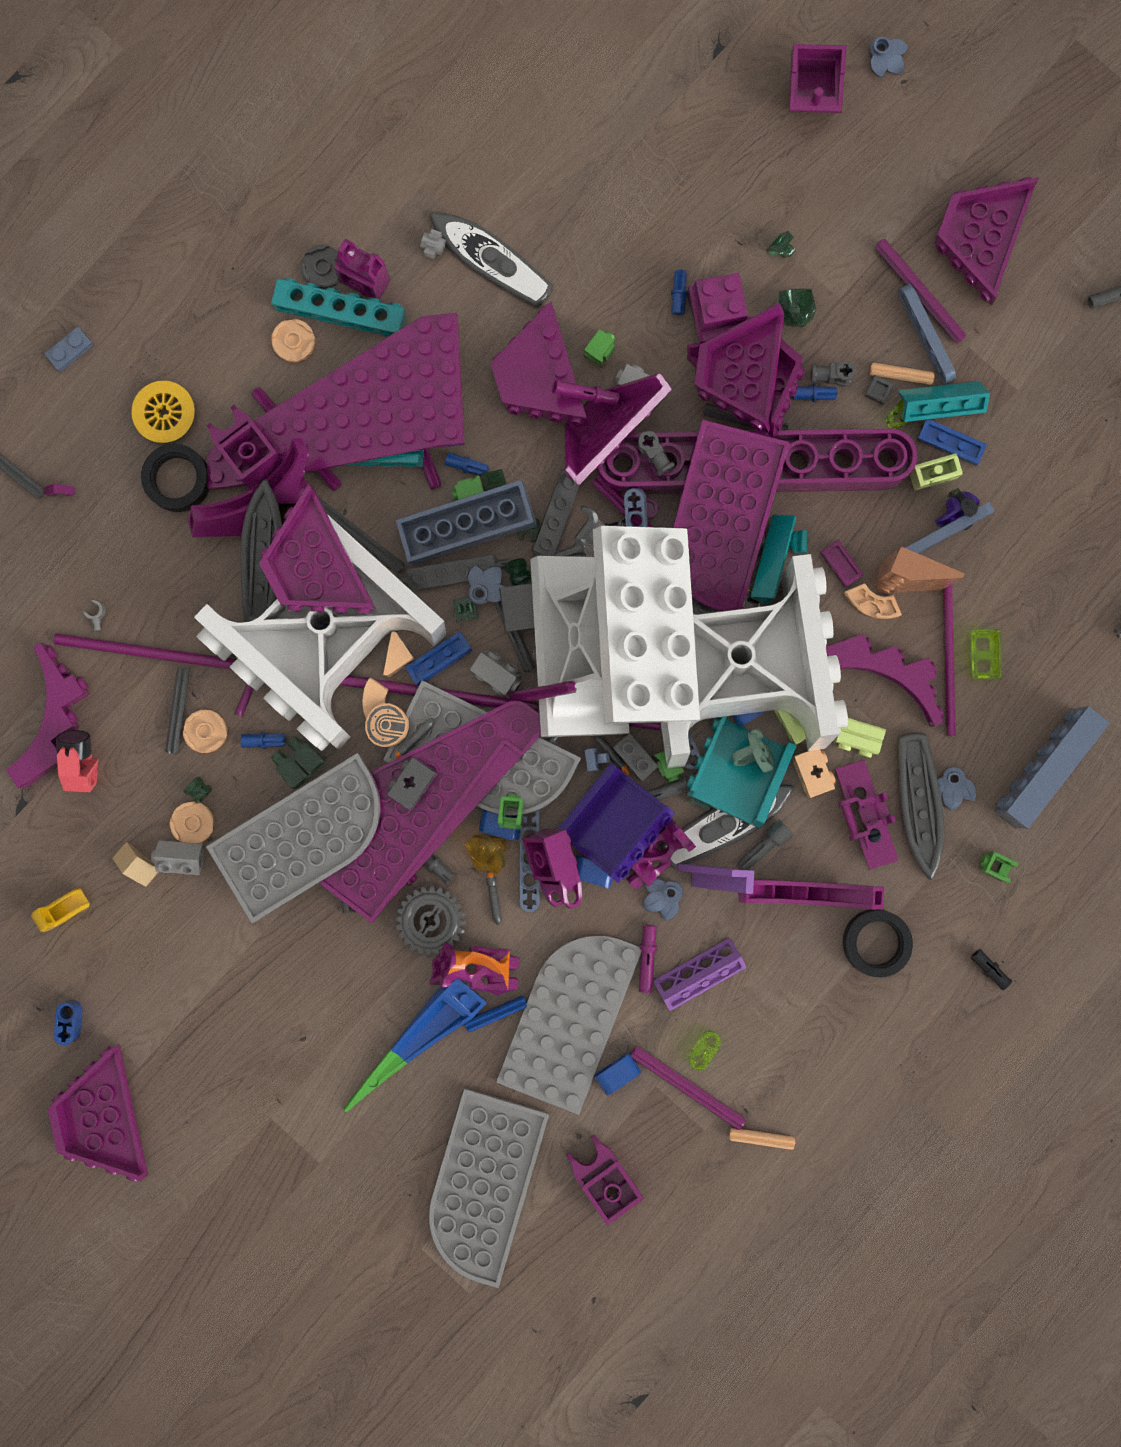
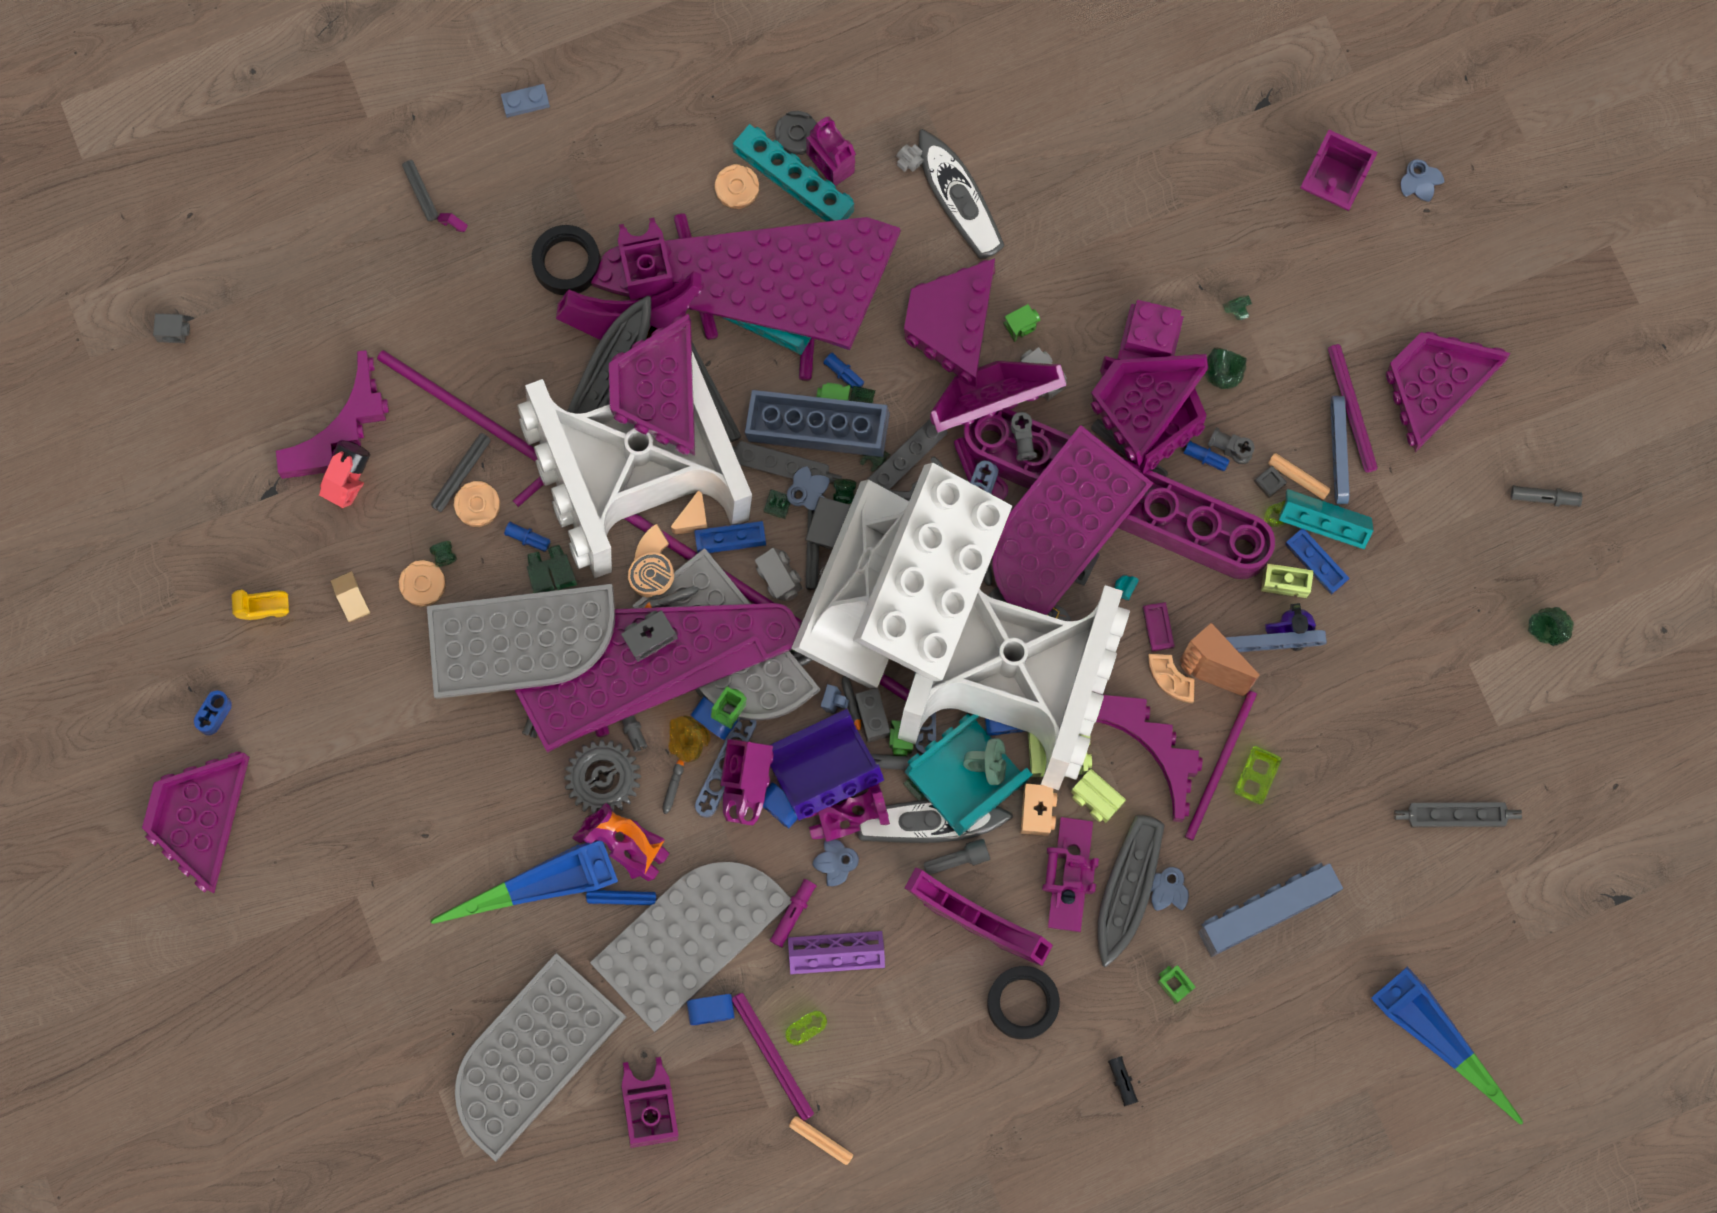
camera: 20 degrees right, 10 degrees down
(96, 619) = (427, 354): light grey piece -> none
(153, 391) = (594, 175): yellow piece -> none
(178, 857) = (394, 607): light grey brick -> none
(542, 692) = (814, 603): magenta axle -> none
(595, 395) = (991, 358): magenta pin -> none
(679, 292) = (1120, 306): blue axle -> none
(720, 878) = (897, 859): medium lavender fence -> none
(773, 558) = (1092, 587): teal panel -> none

